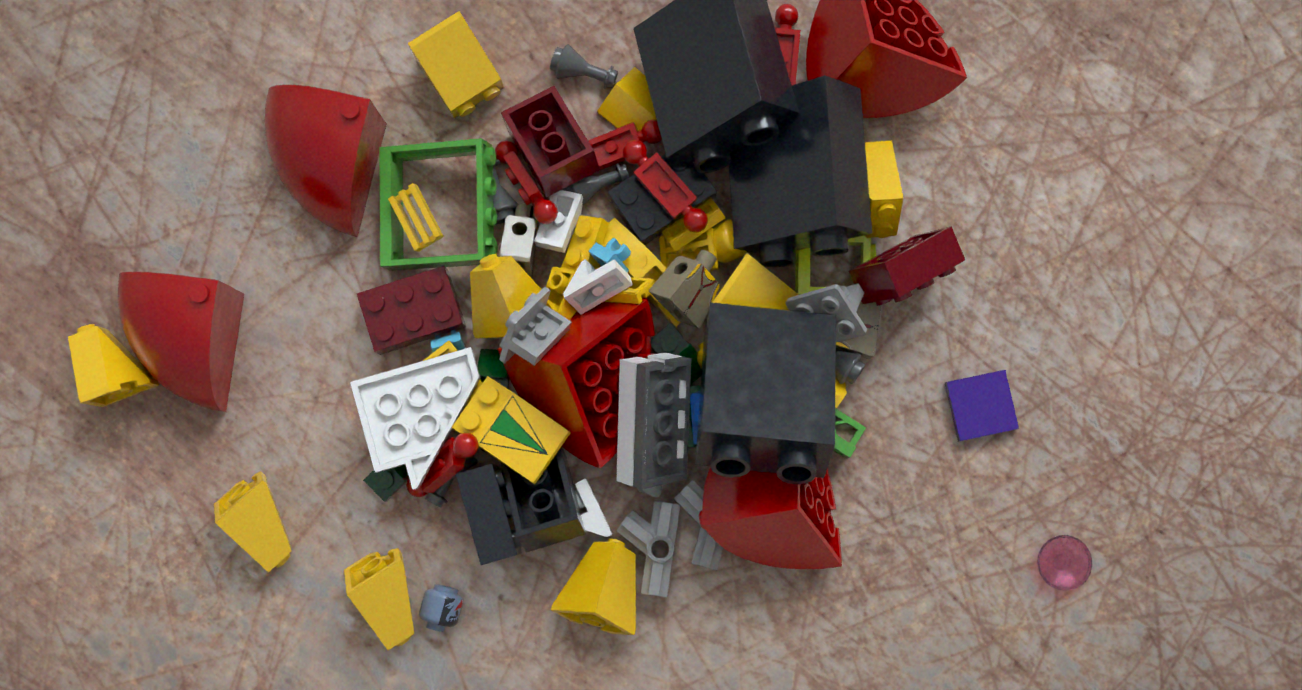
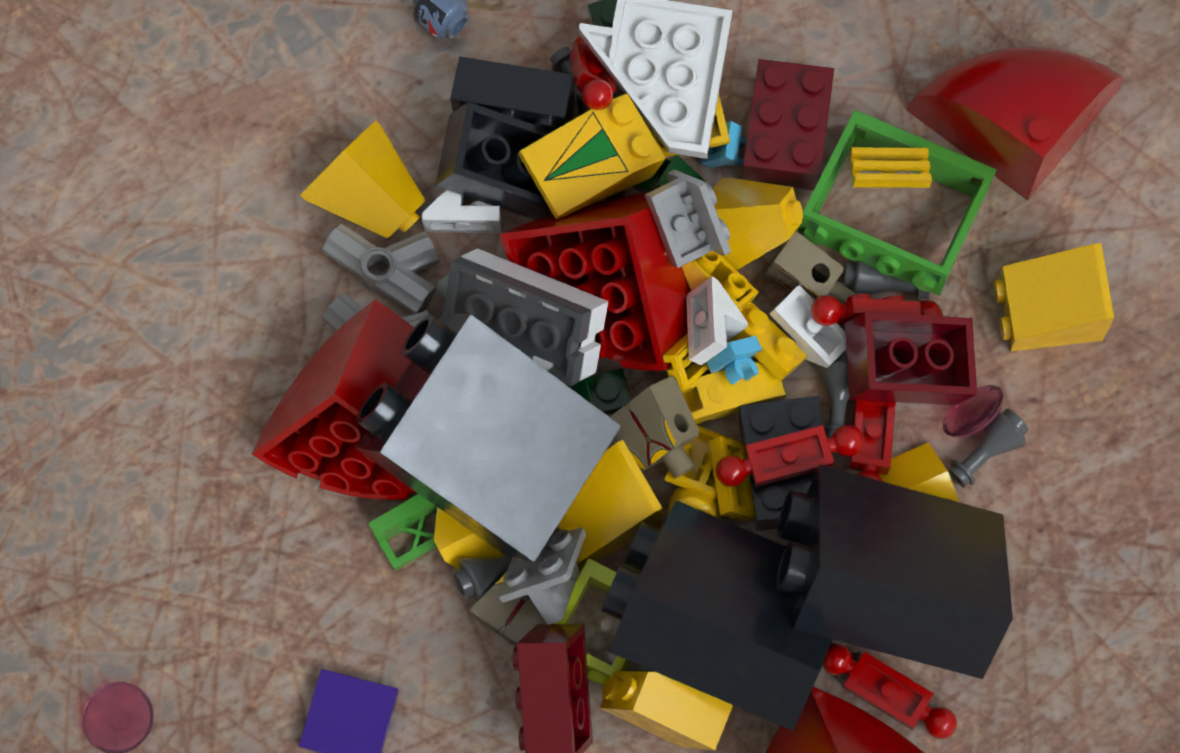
camera: 125 degrees right, 10 degrees down
(568, 82) = (974, 413): none -> clear pink piece

